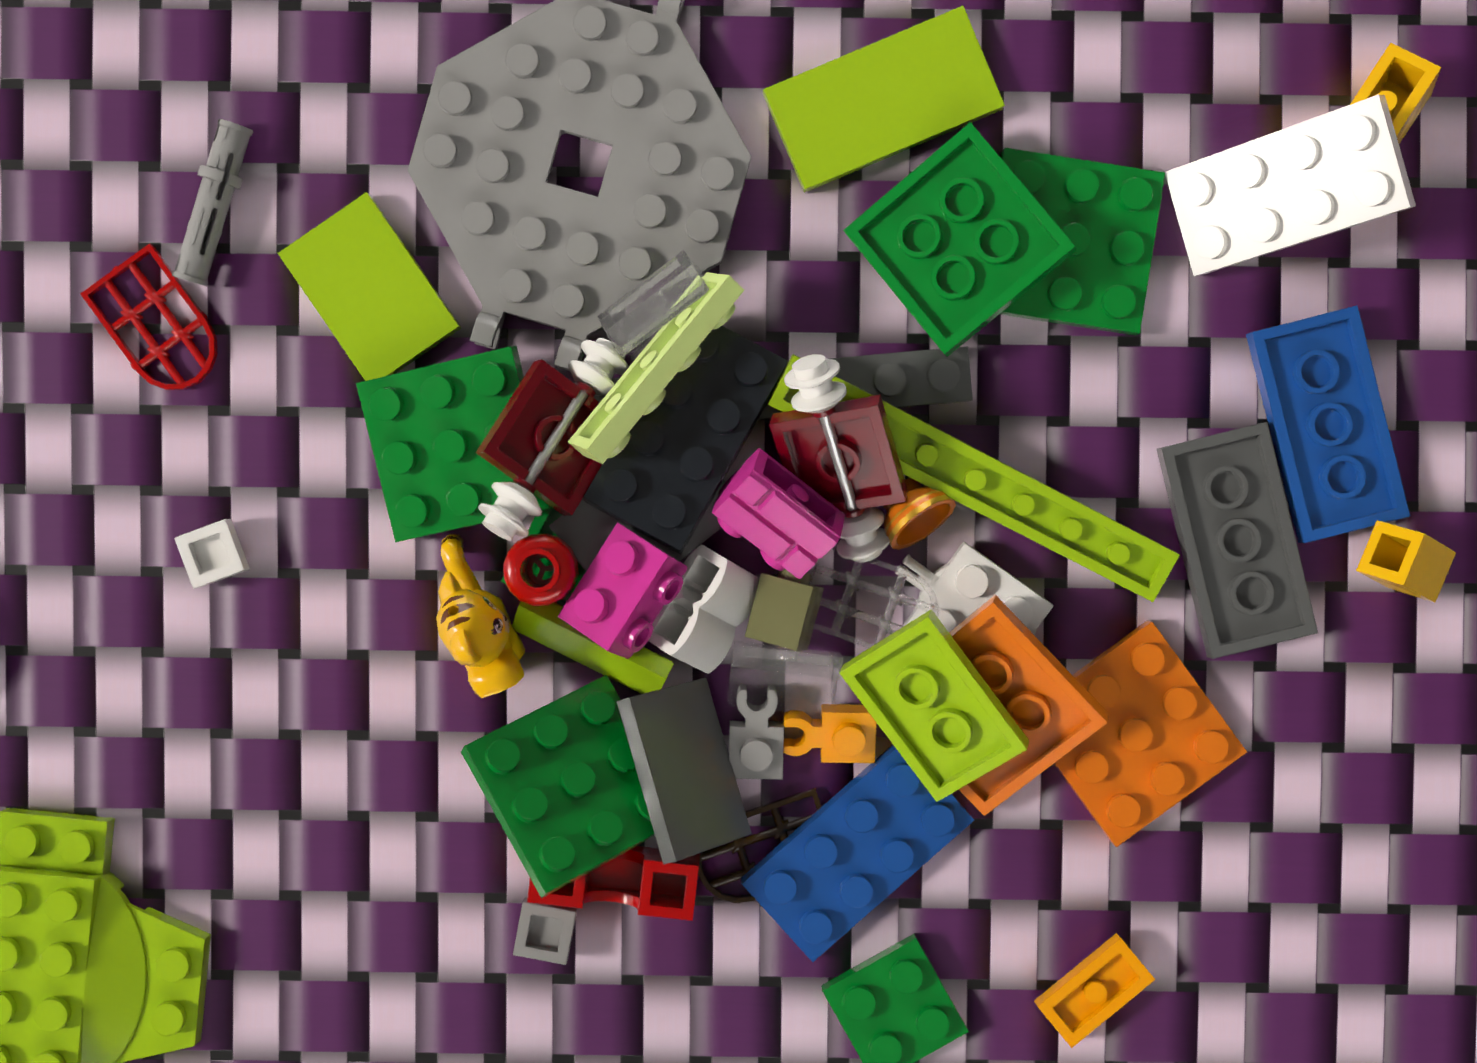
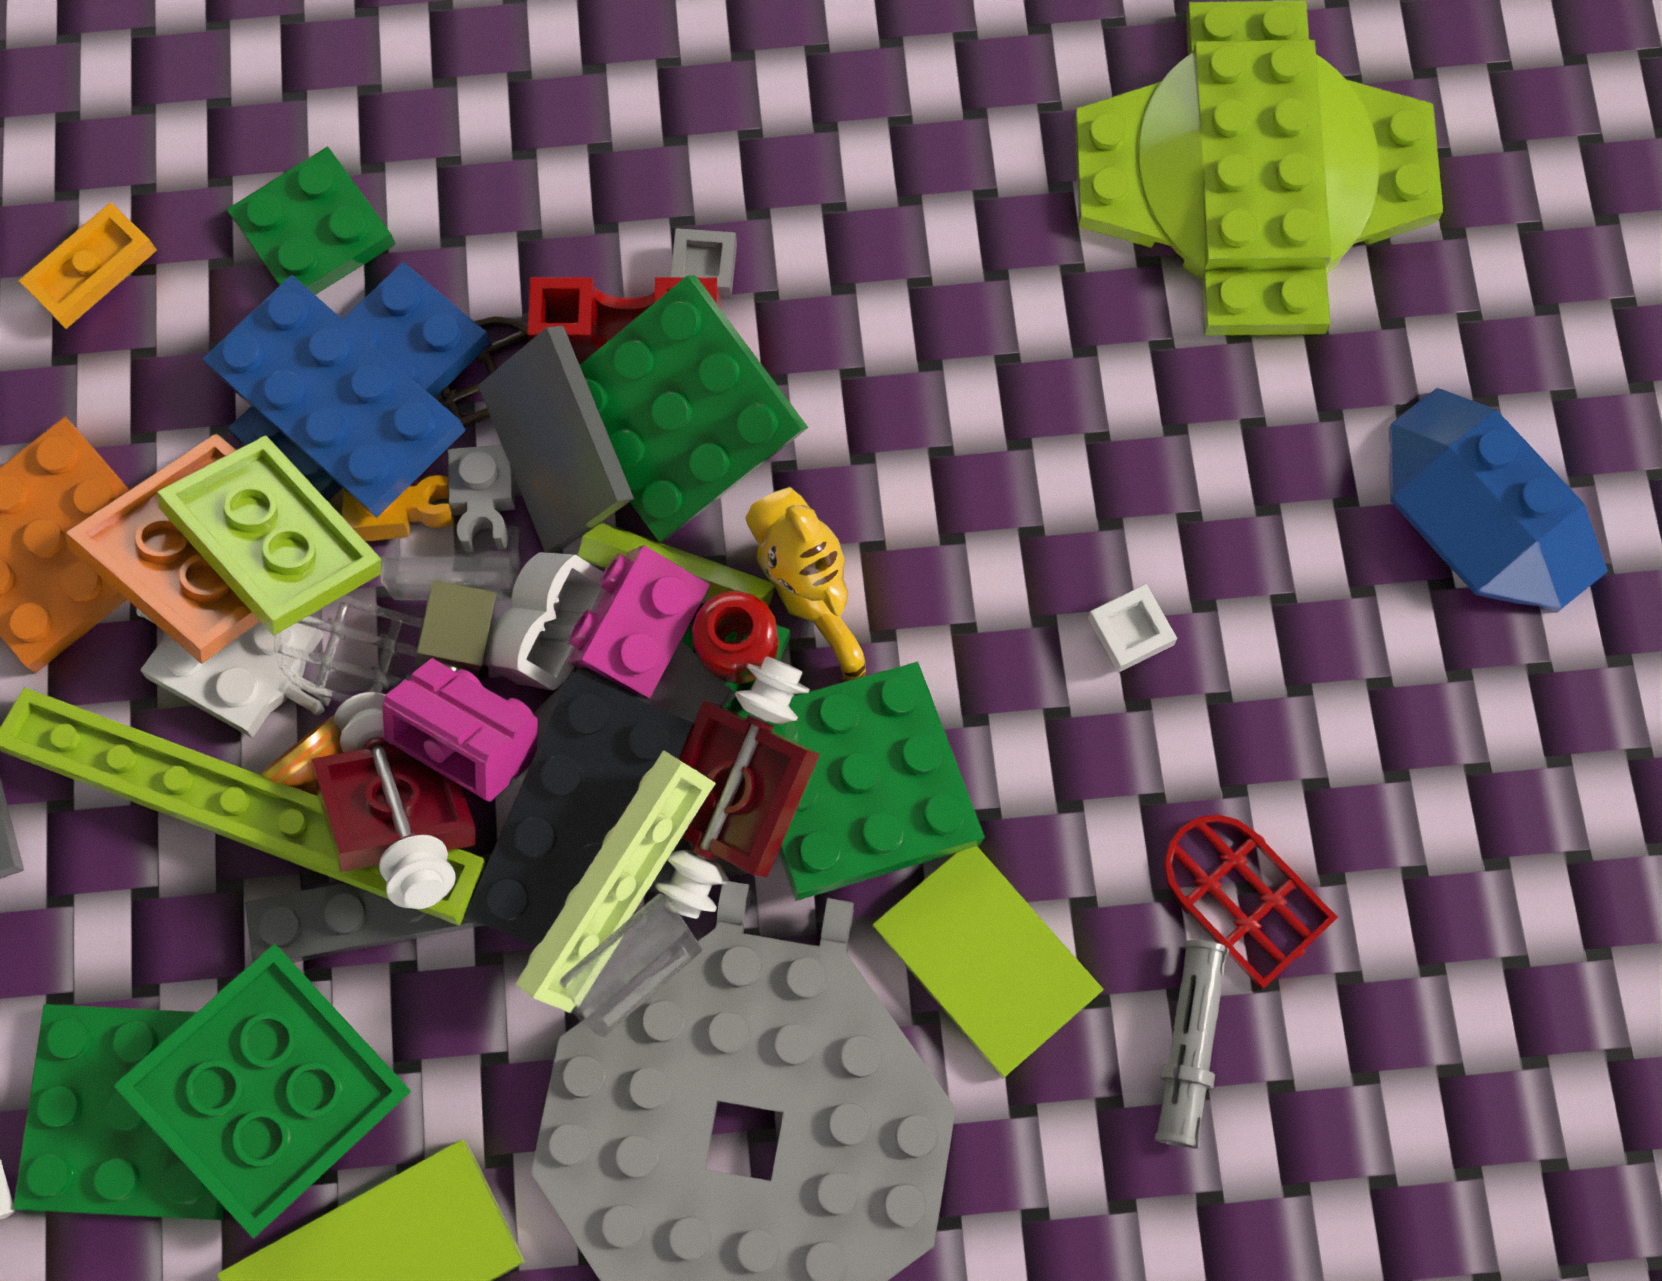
camera: 175 degrees right, 15 degrees down
(876, 835) = (334, 395): none -> blue plate

